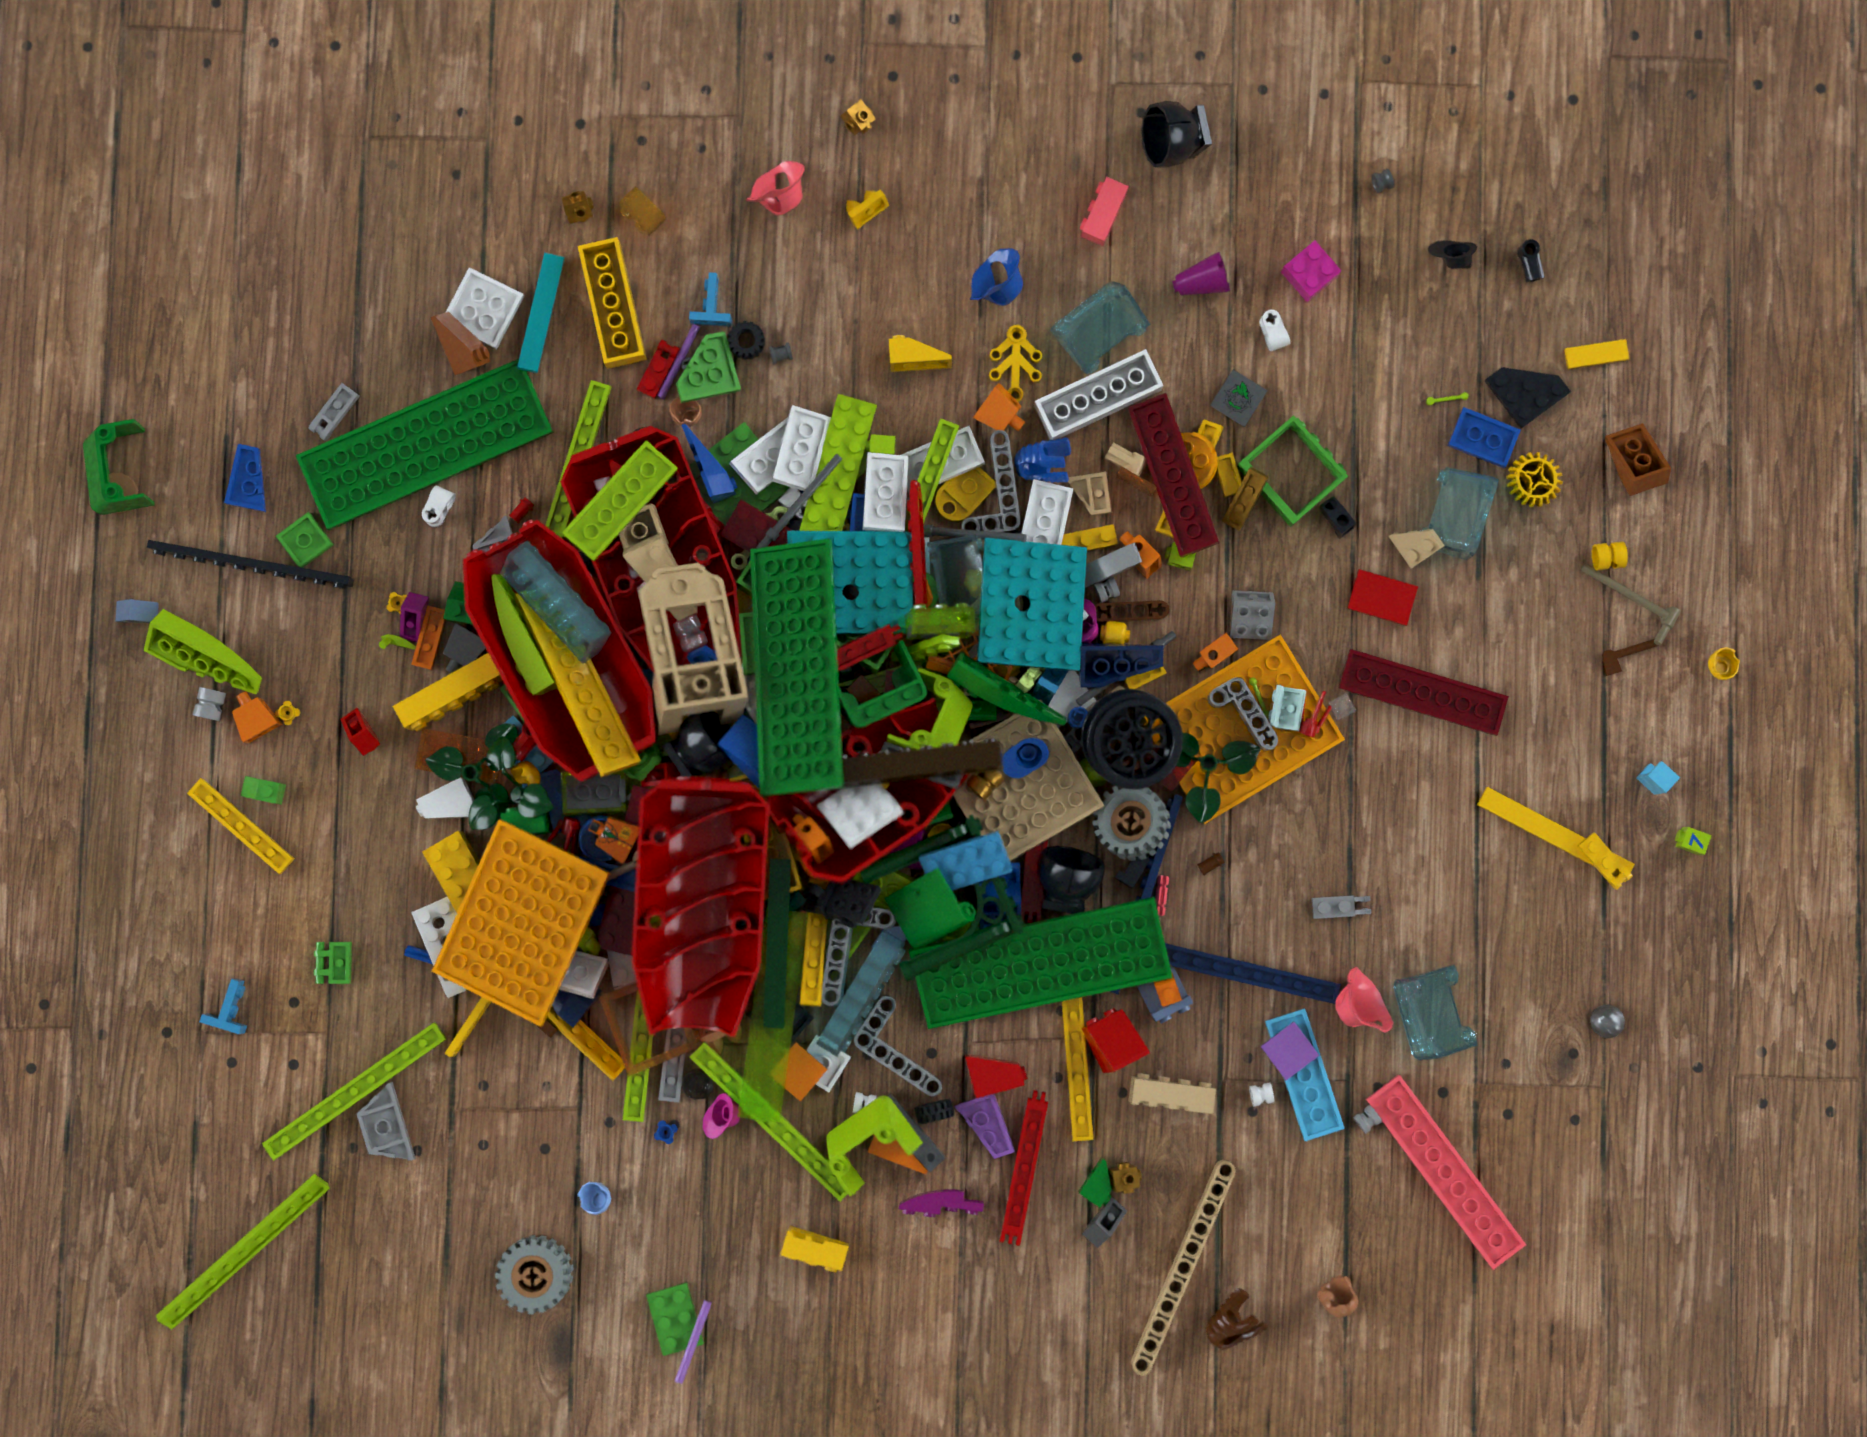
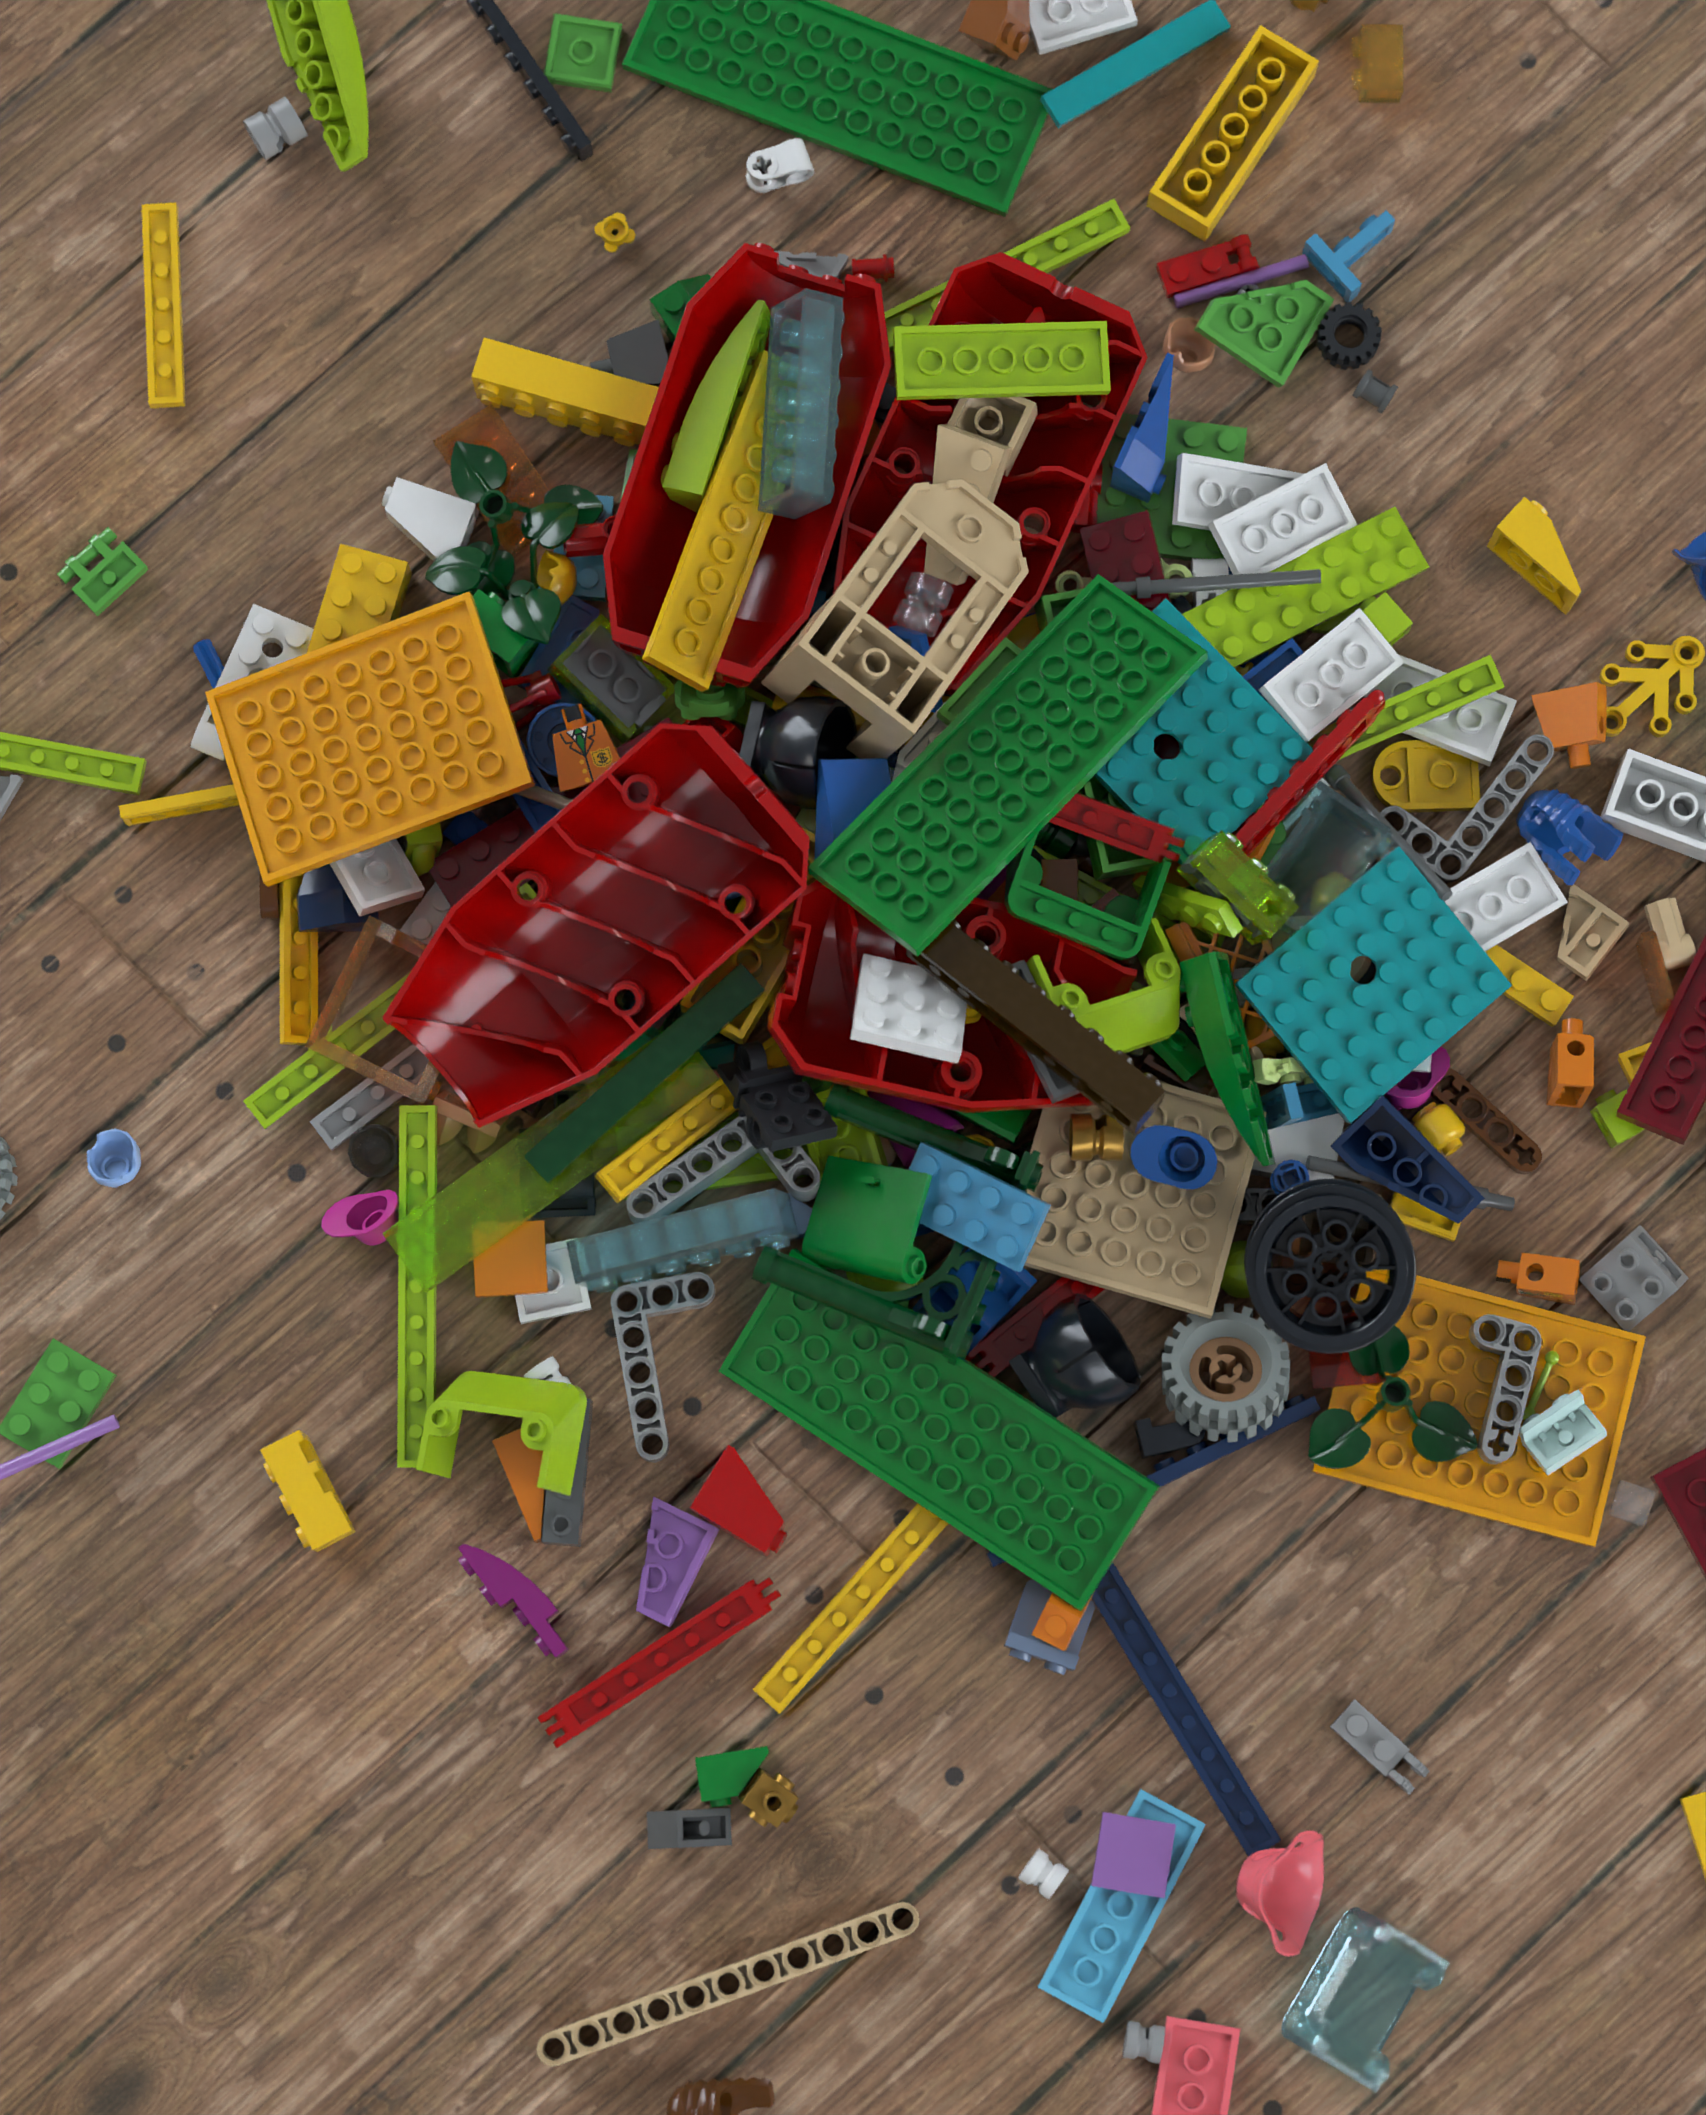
camera: 45 degrees right, 5 degrees down
(254, 718) = (309, 196): orange torso -> none
(263, 790) = (233, 291): bright green slope -> none
(281, 712) = (354, 220): yellow plate -> none
(360, 732) = (414, 336): red slope -> none
(395, 640) = (567, 274): lime bar -> none
(412, 616) = (616, 265): magenta slope -> none
(429, 638) = (608, 309): orange plate -> none
(668, 1138) = (268, 1165): blue plate -> none
(765, 189) = (1577, 213): coral piece -> none
(813, 838) = (817, 989): orange torso -> none
(873, 204) = (1656, 326): yellow tile -> none
(934, 1111) = (622, 1475): black tyre -> none
(1111, 588) = (1491, 1070): light grey wheel -> none
(1112, 564) = (1519, 1038): light grey slope -> none
(1114, 1040) = (929, 1616): red slope -> none
(1161, 894) = (1170, 1503): coral axle -> none
(1172, 1094) = (933, 1758): tan wedge -> none
(1211, 863) = (1271, 1528): reddish brown pin -> none
(1309, 726) = (1566, 1483): red plant -> none

